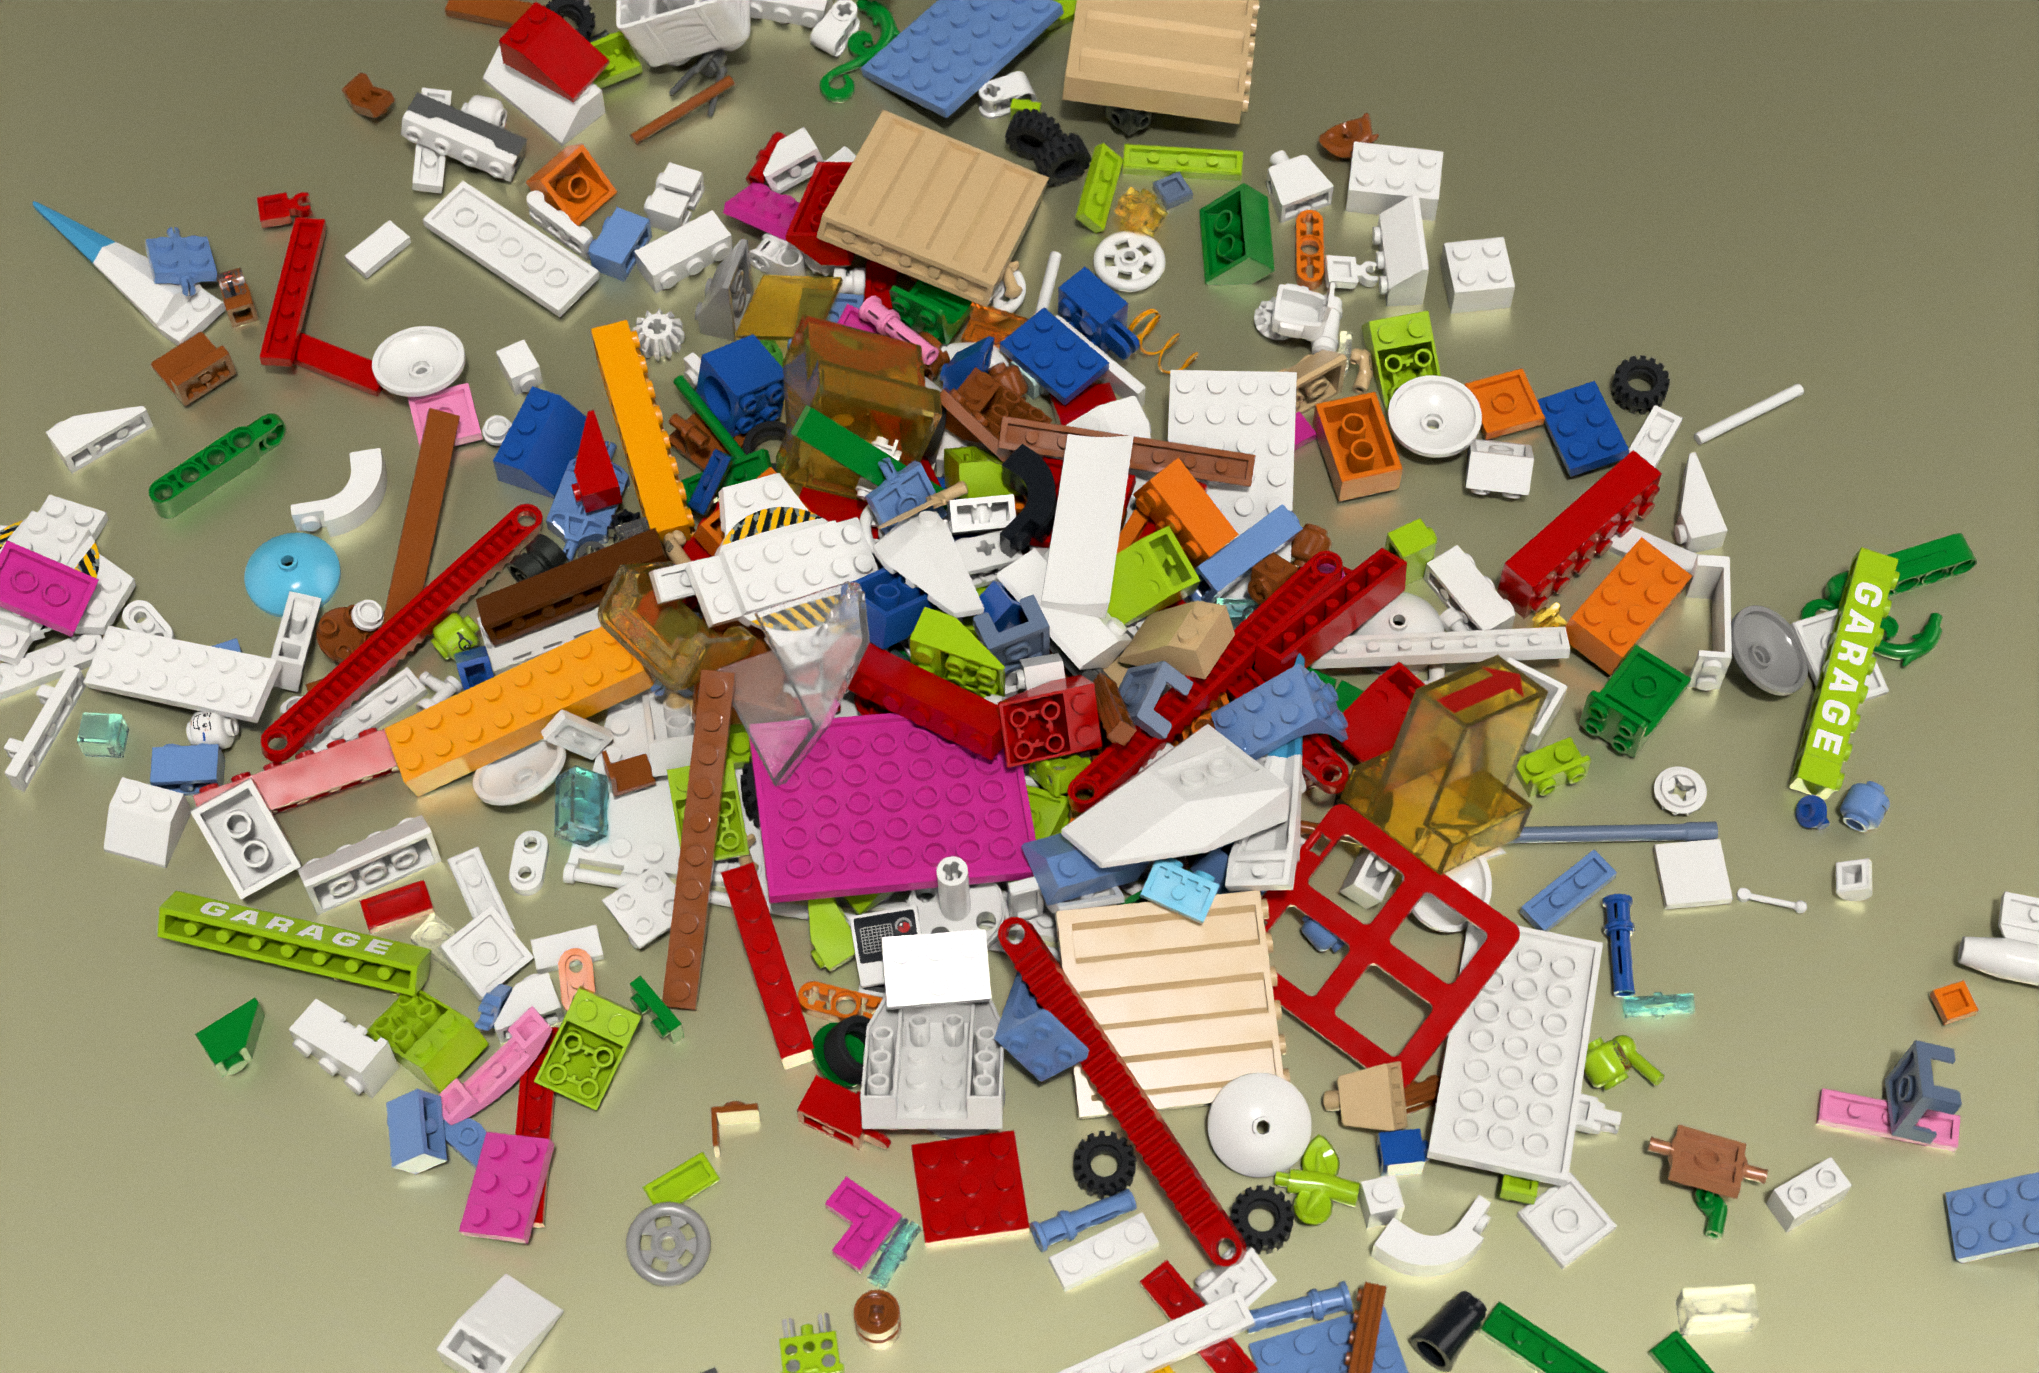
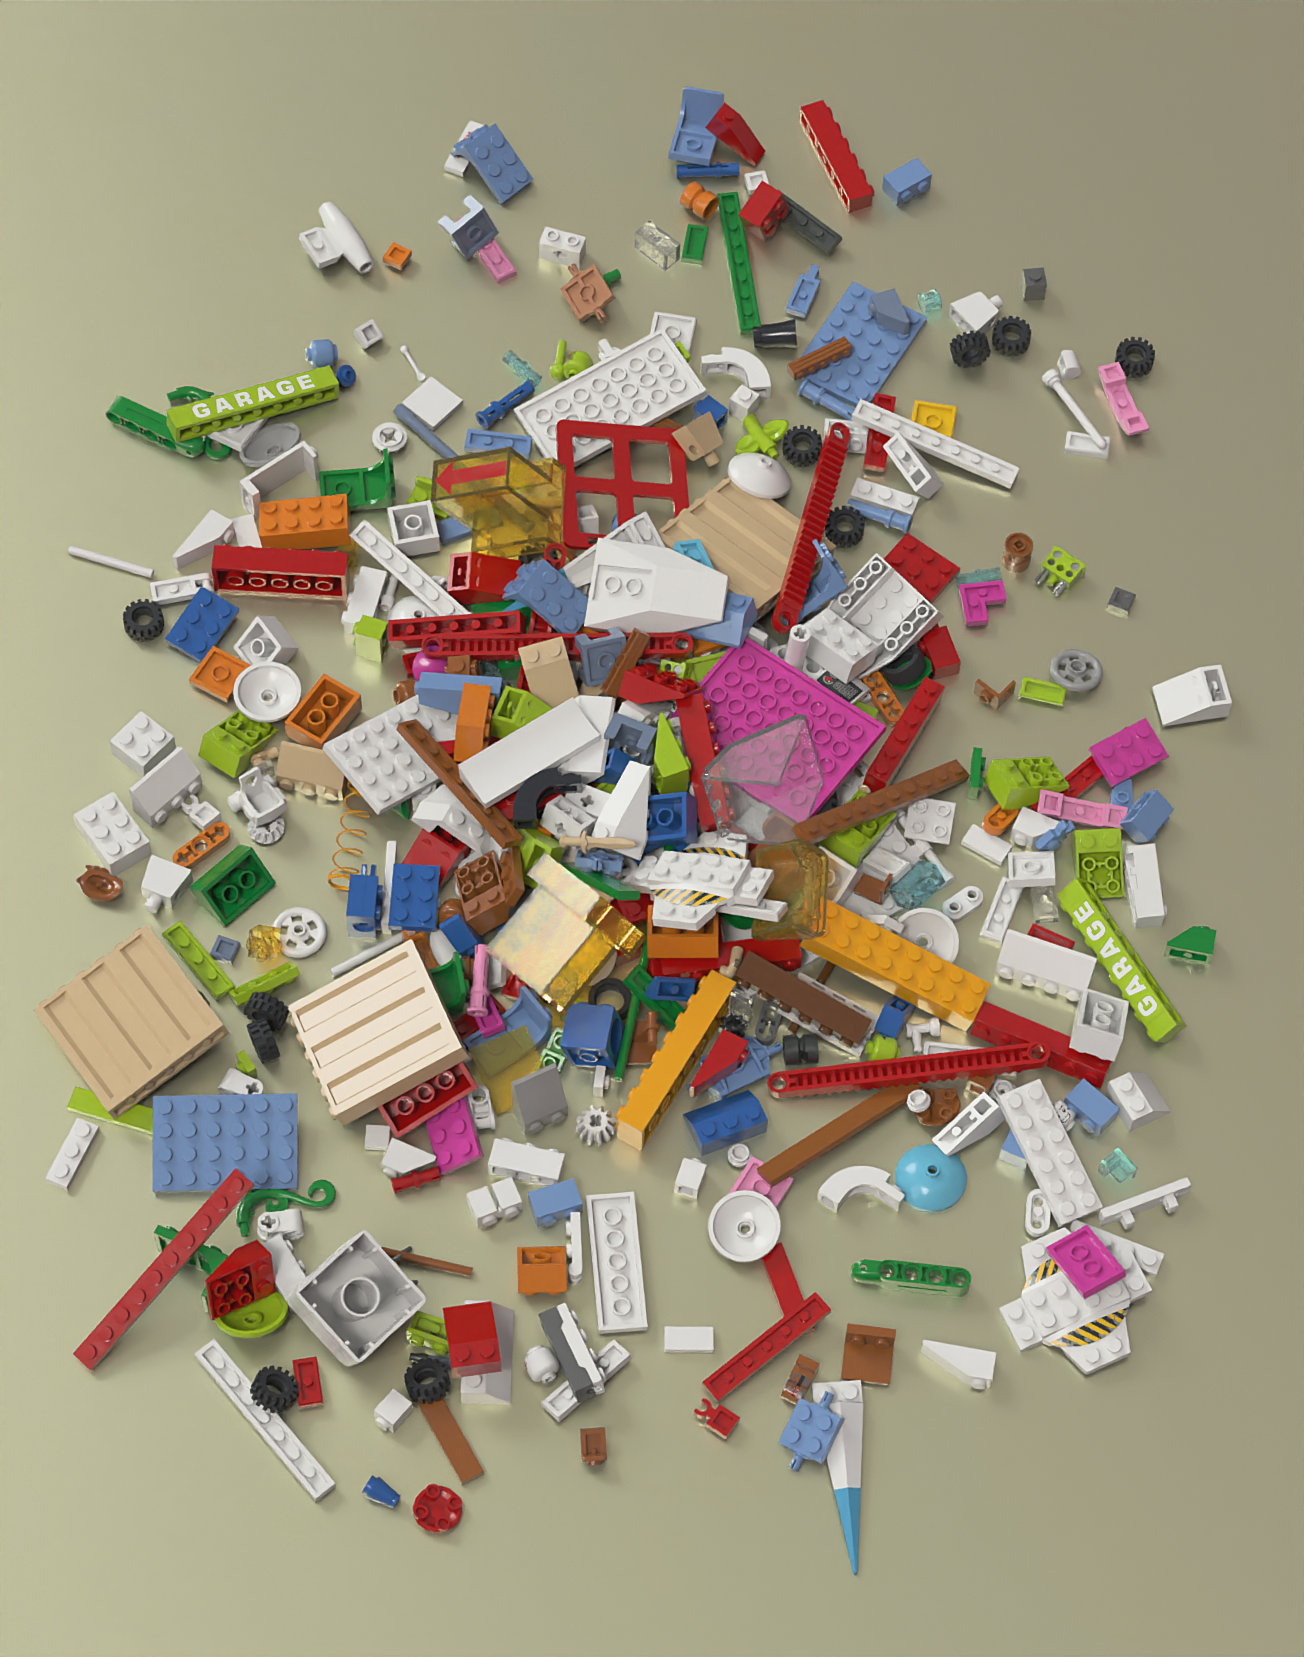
camera: 135 degrees left, 0 degrees up
(637, 806) = (885, 863): none -> white tile
(1101, 1308) = (913, 466): none -> white slope

